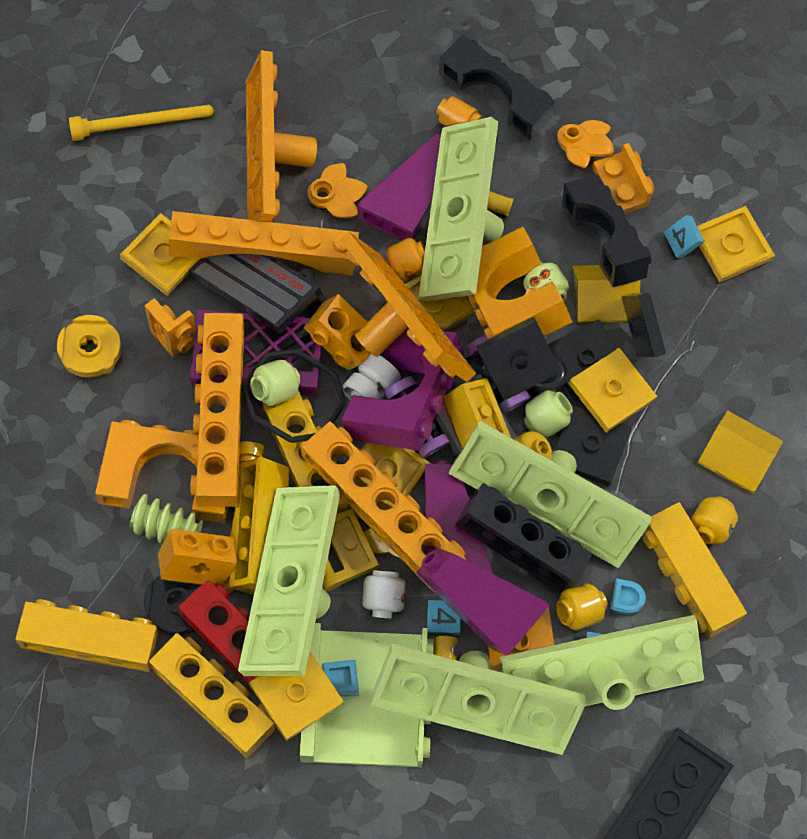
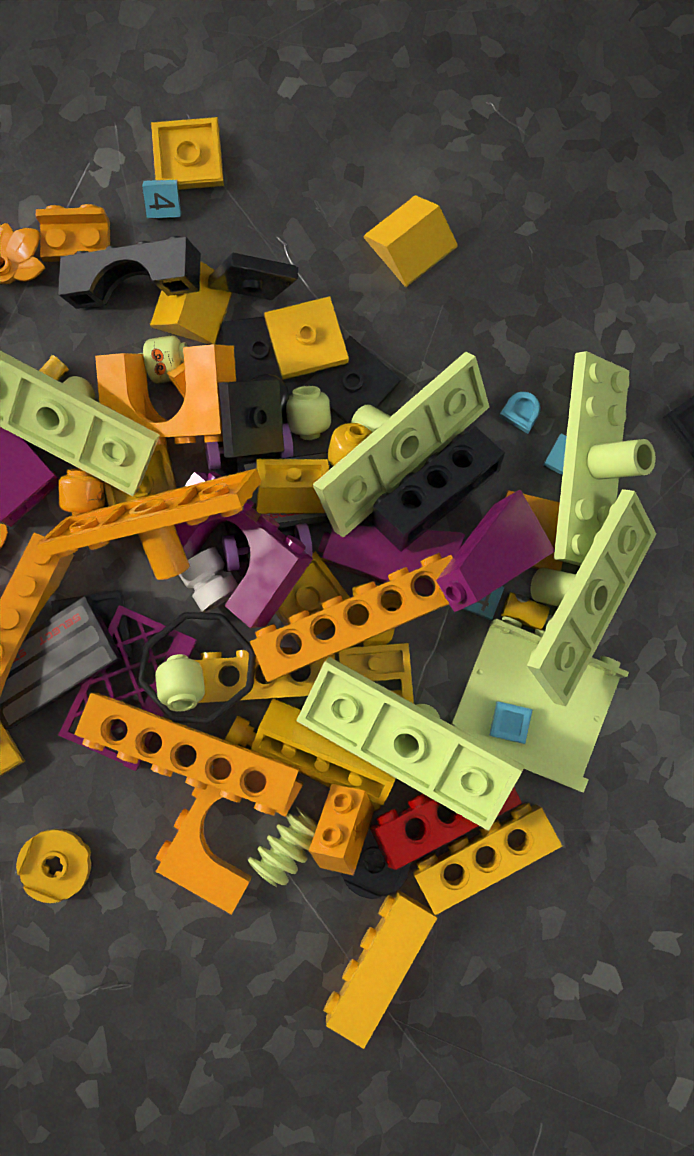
camera: 70 degrees left, 15 degrees up
(173, 333) = (80, 769): light orange bracket -> none
(297, 700) = (541, 779): yellow plate -> none
(338, 340) = (139, 584): light orange brick -> none
(384, 593) = (439, 648): white head -> none
(581, 606) = (522, 458): yellow head -> none
(693, 571) = (523, 334): yellow brick -> none
(715, 519) = (477, 294): yellow head -> none

